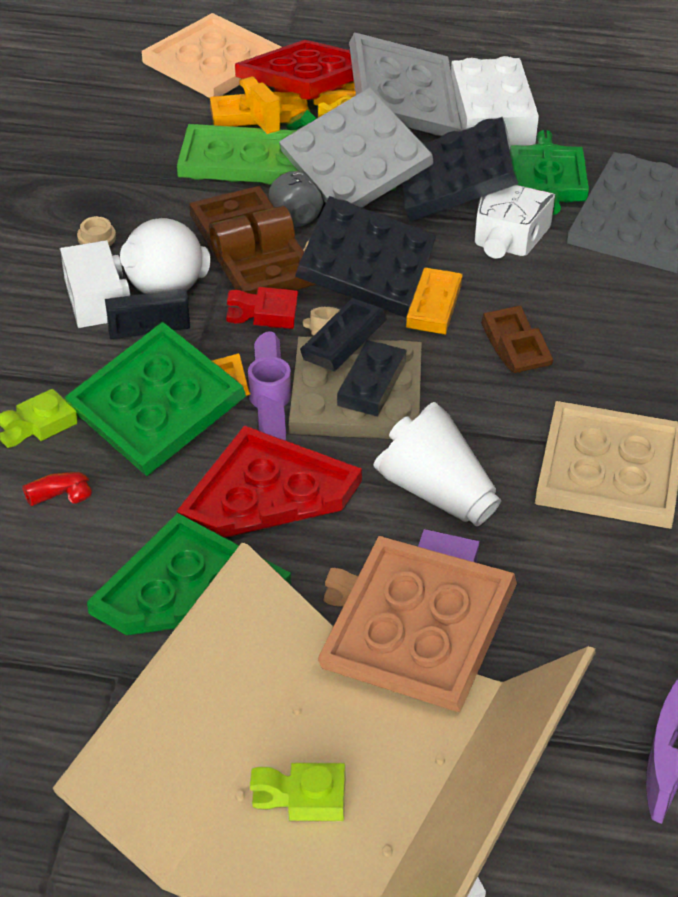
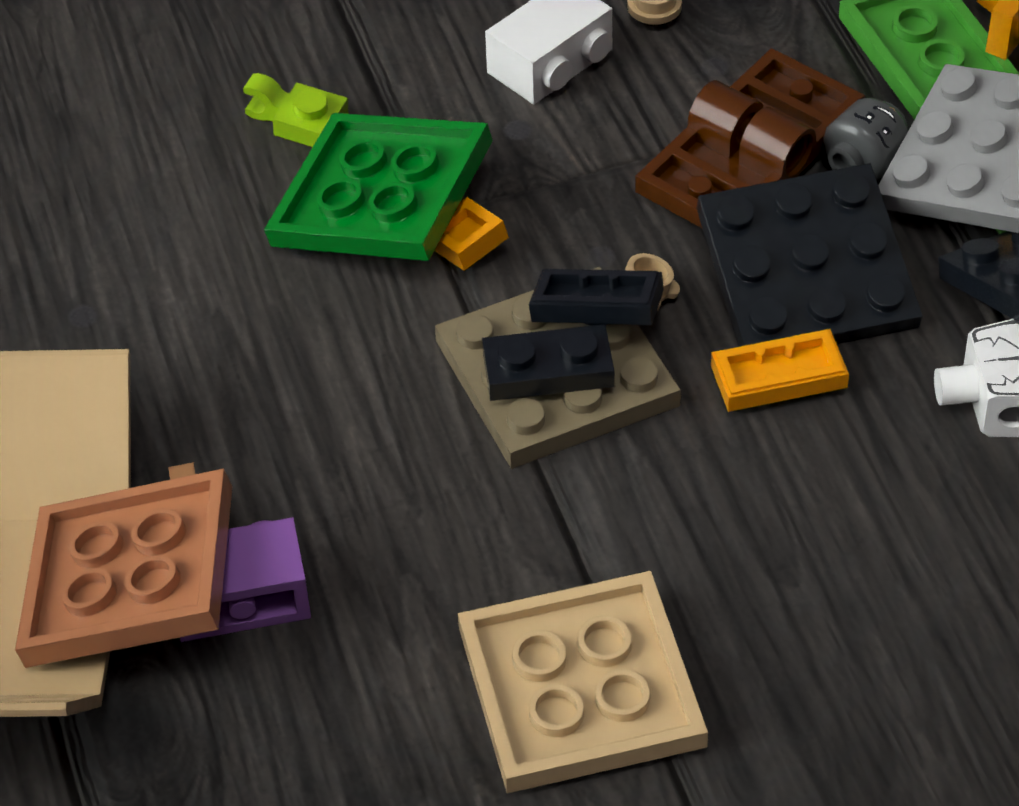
camera: 65 degrees right, 5 degrees up
(56, 484) = (202, 177): red arm -> none
(143, 312) = (531, 112): black plate -> none
(163, 256) = (619, 72): white brick -> none
(164, 578) = (155, 325): green plate -> none
(268, 307) = (633, 216): red plate -> none
(268, 484) = (310, 353): red plate -> none
(269, 385) = (473, 292): medium lavender piece -> none
(438, 466) = (428, 491): white cone -> none
(515, 340) = (770, 492): reddish brown slope -> none

